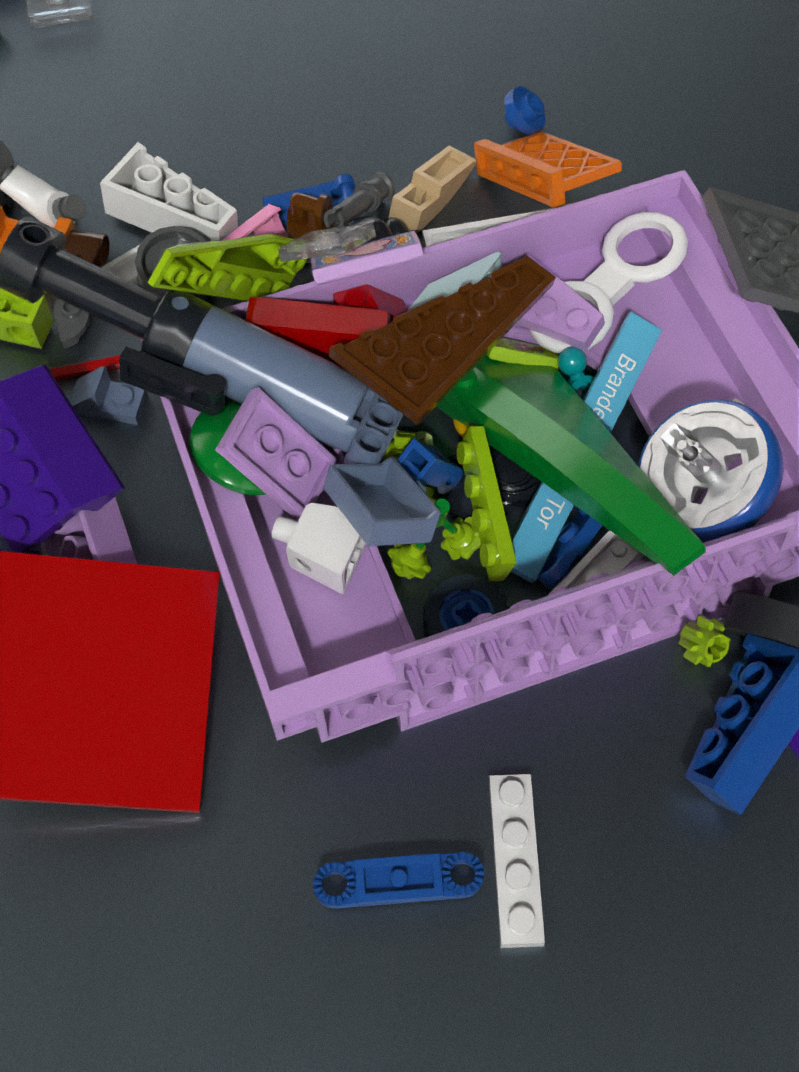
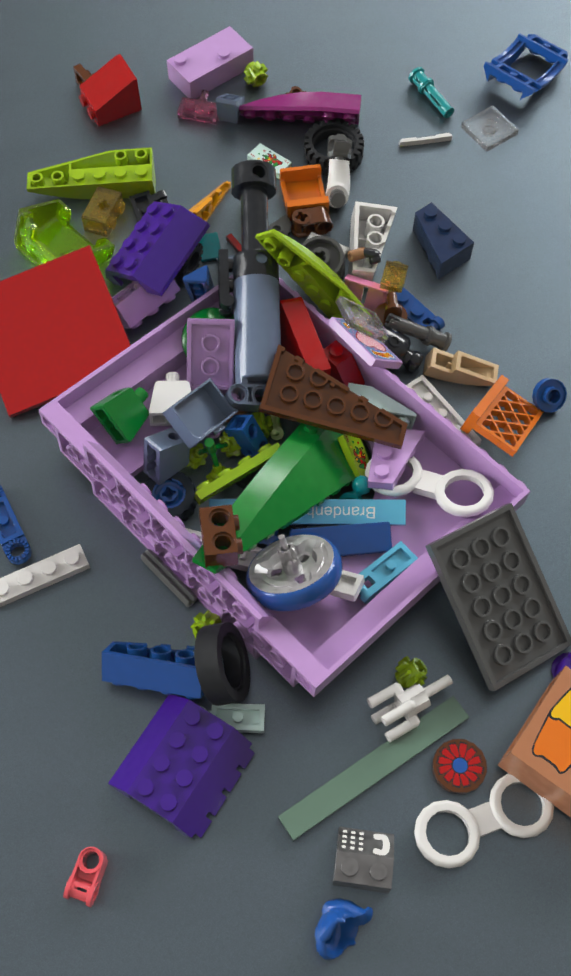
camera: 65 degrees right, 0 degrees up
(18, 87) = (425, 140): none -> white piece
(147, 421) = (198, 283): none -> blue slope
(203, 202) = (361, 253): none -> arm
(213, 121) = (442, 240): none -> dark blue wedge
(259, 189) = (394, 276): none -> clear yellow bracket
(323, 613) = (122, 413): none -> green torso
(407, 569) = (164, 455): none -> sand blue torso
(597, 669) = (168, 577): none -> dark grey axle
(654, 527) = (216, 536): none -> reddish brown brick
(656, 398) = (354, 538): none -> blue slope
(717, 371) = (385, 570): none -> medium azure plate

